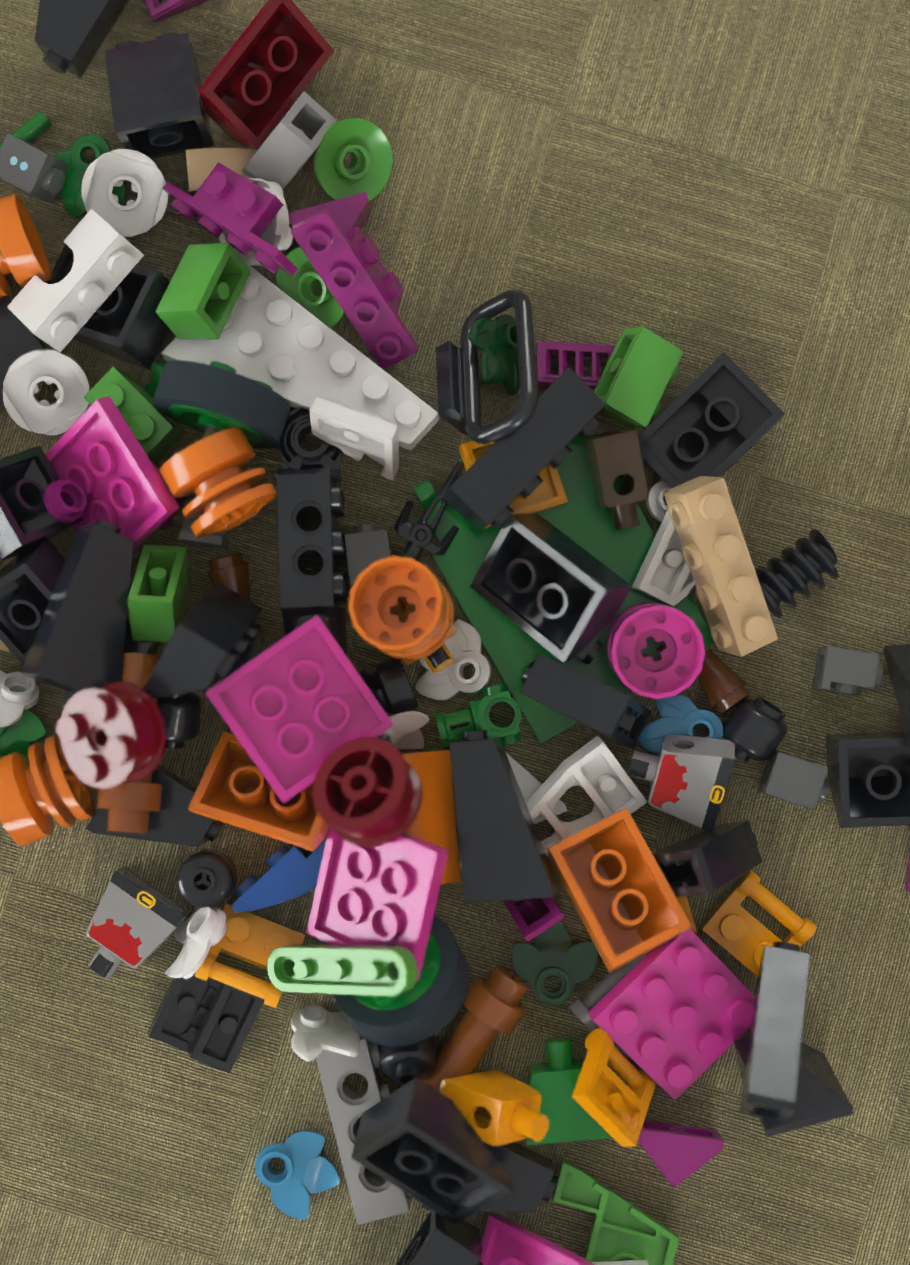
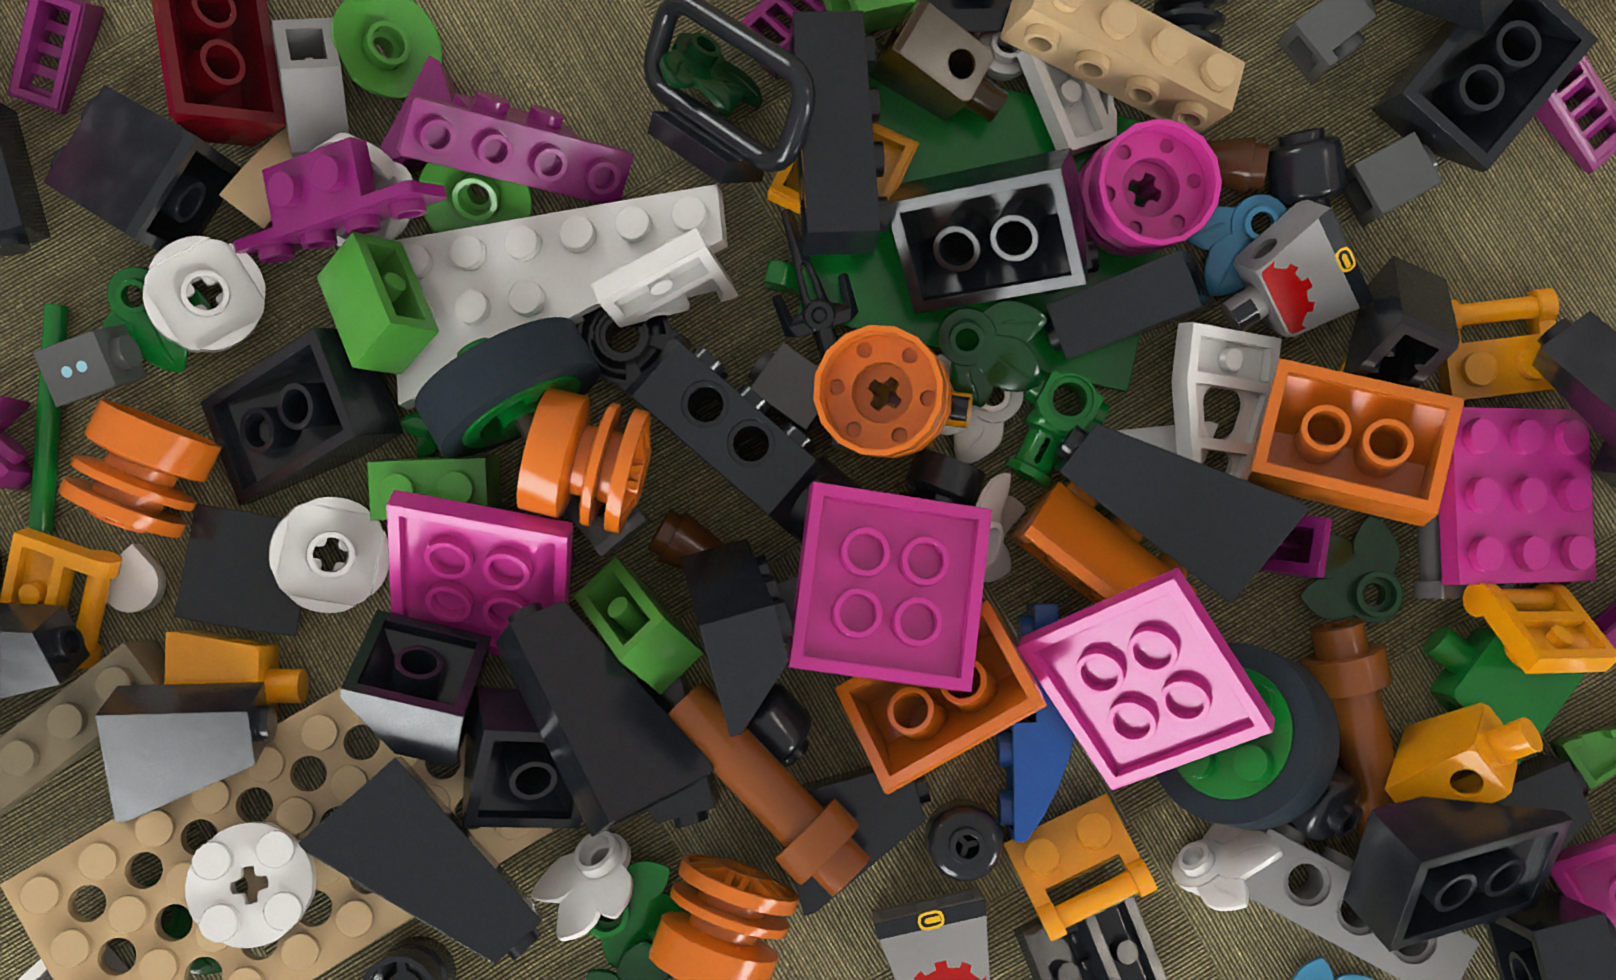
camera: 45 degrees left, 0 degrees up
(65, 500) = (456, 633): magenta plate -> none
(99, 266) = (253, 379): white arch -> none
(112, 734) = (745, 801): wheel -> none
(197, 935) = (1014, 899): white plate -> none
(342, 969) = (1194, 785): plate -> none
(367, 792) = (1042, 595): dark red wheel -> none
(488, 652) = (1000, 353): none -> dark green plate

